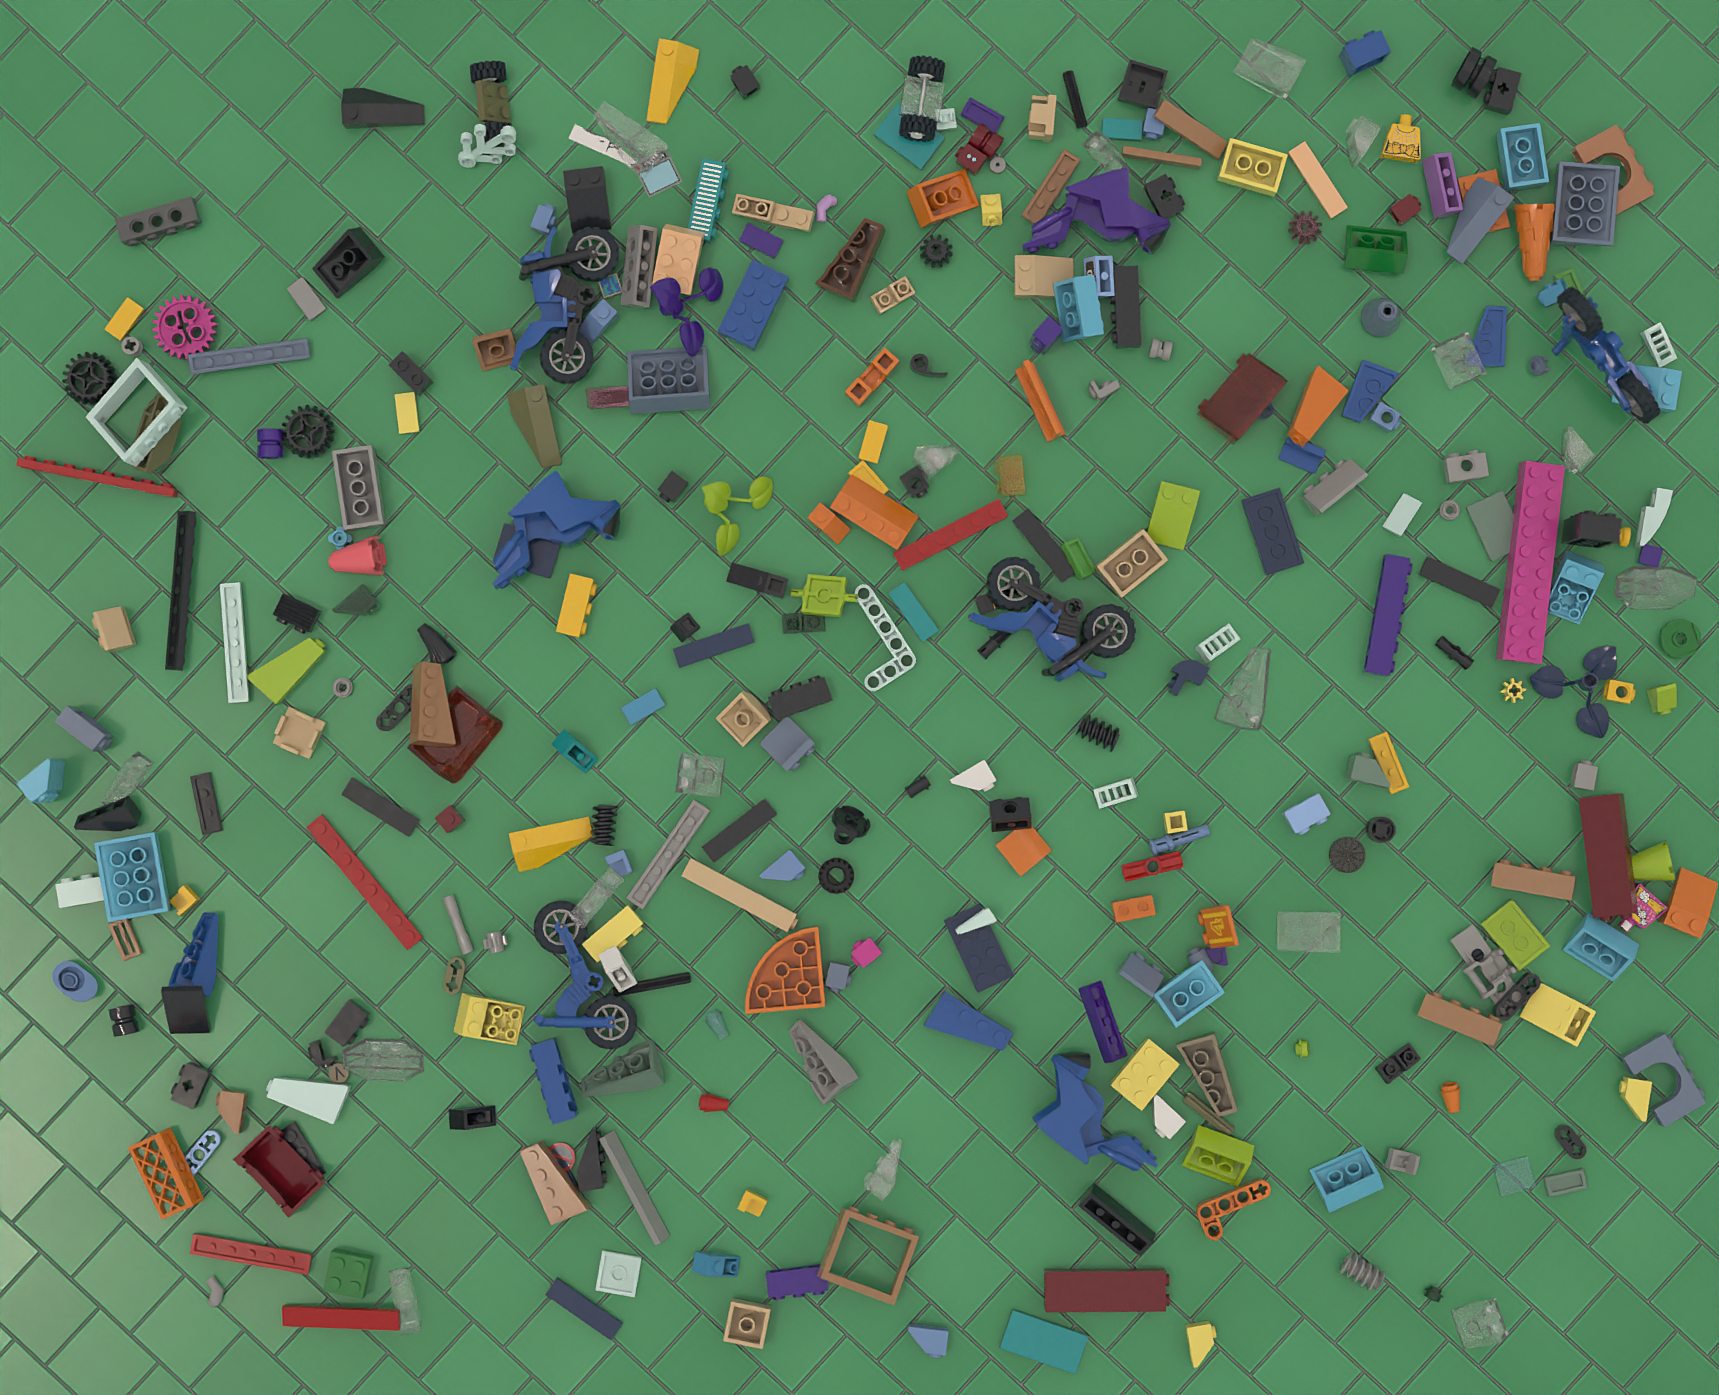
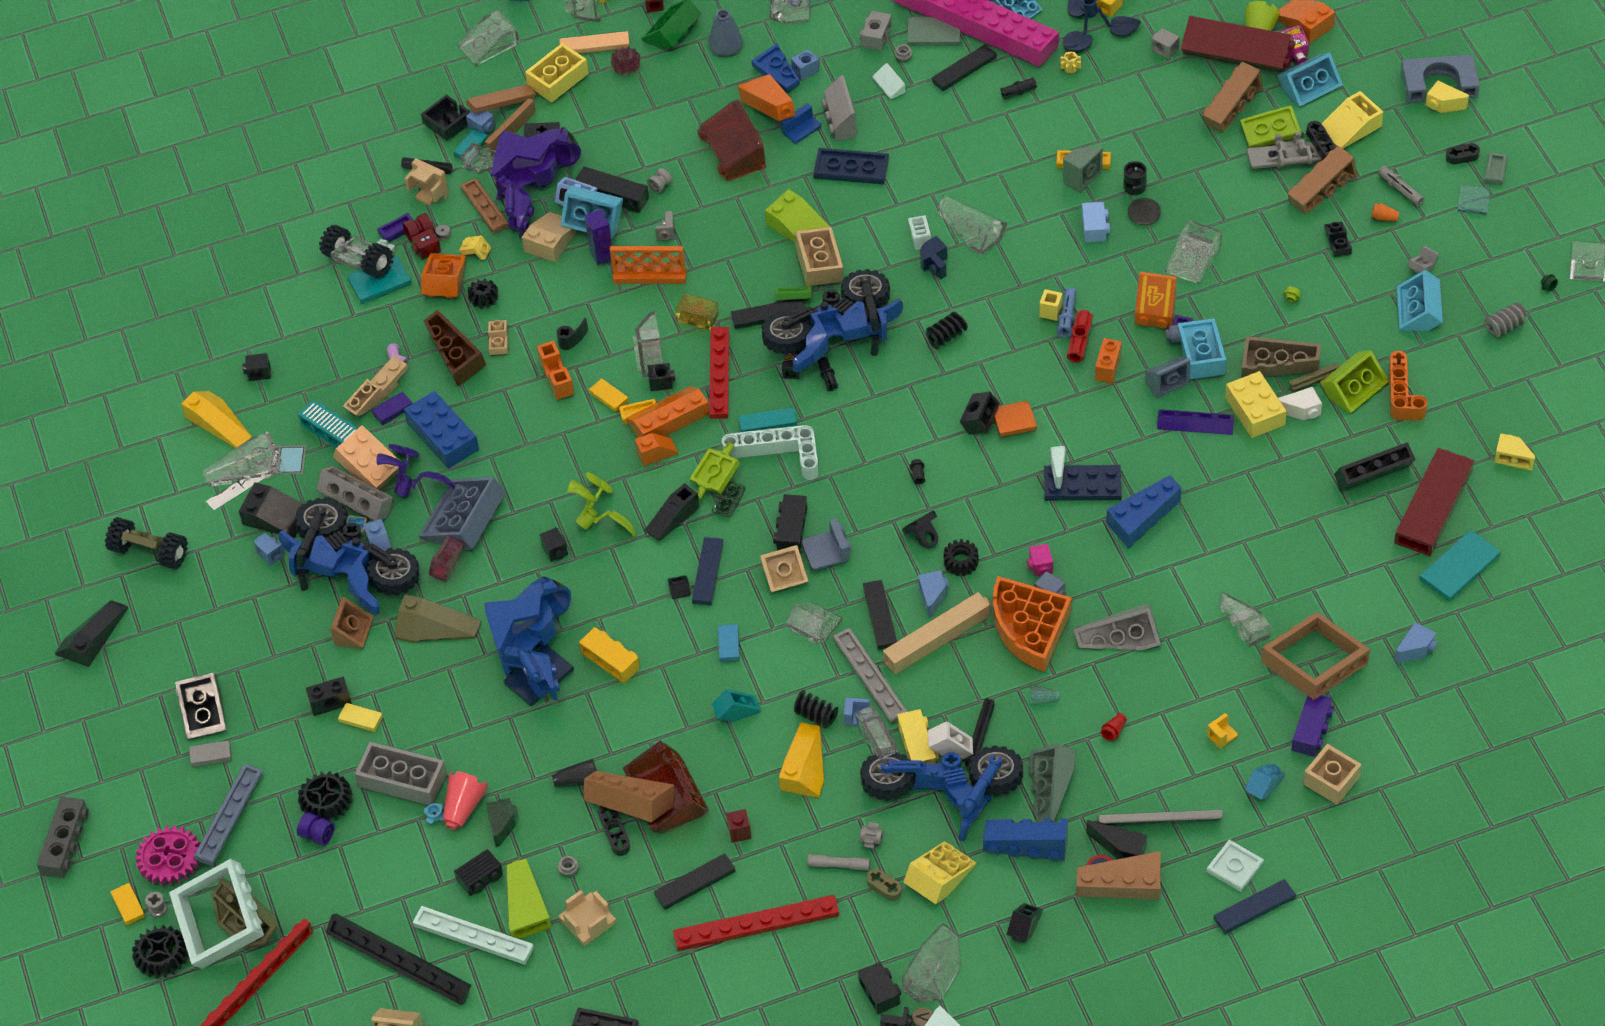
camera: 55 degrees left, 35 degrees down
(470, 157) = (179, 577): light aqua plant -> none
(976, 777) = (934, 427): white slope -> none
(1077, 1114) = (1269, 453): blue piece -> none
(1130, 781) = (1003, 327): light aqua slope -> none
(1386, 615) = (963, 117): dark purple brick -> none
(1496, 1098) = (1400, 185): none -> light grey pin

